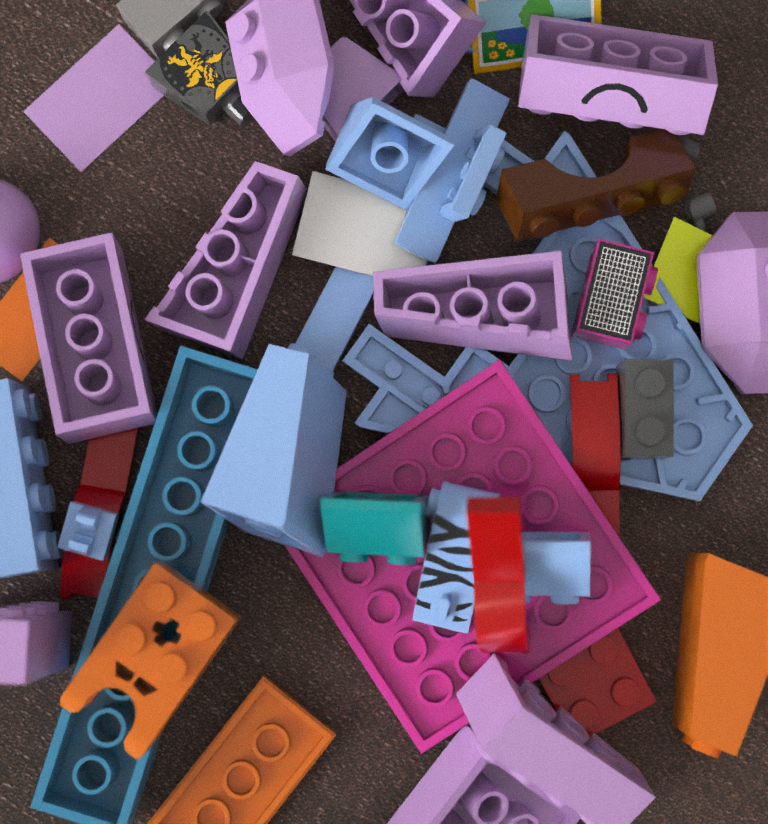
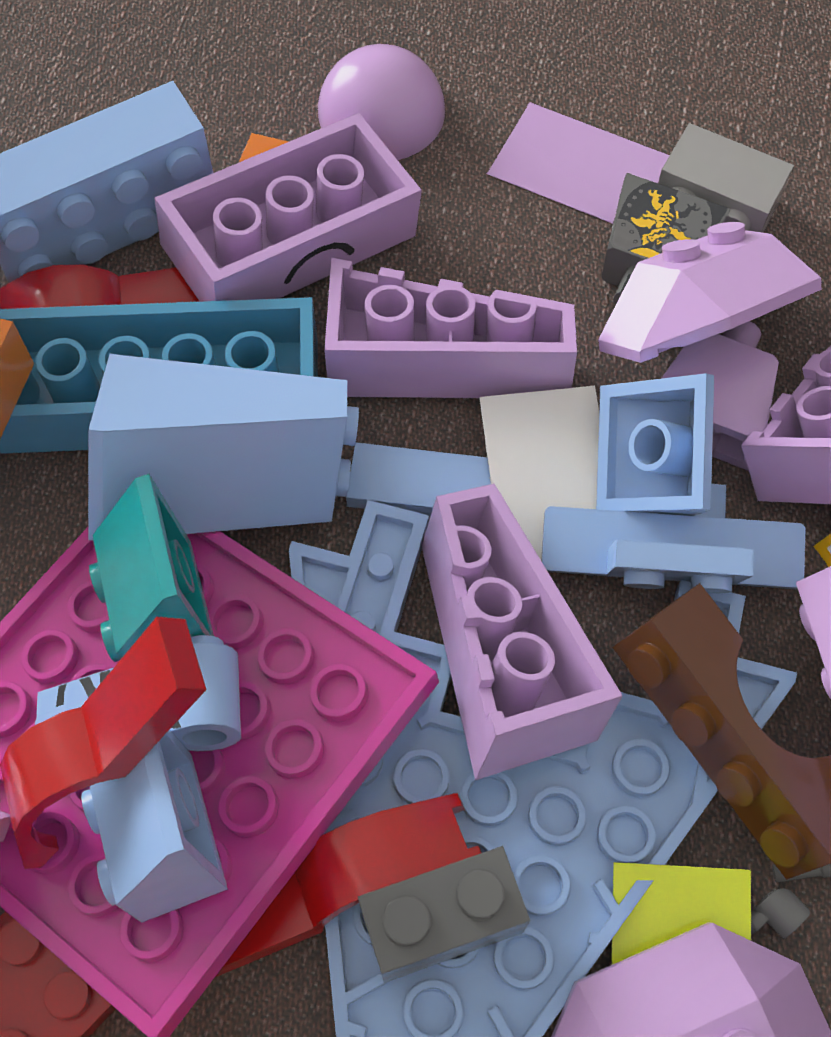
camera: 70 degrees right, 20 degrees down
(88, 530) = (53, 277): light blue tile -> none
(614, 294) = (596, 810): brick -> none

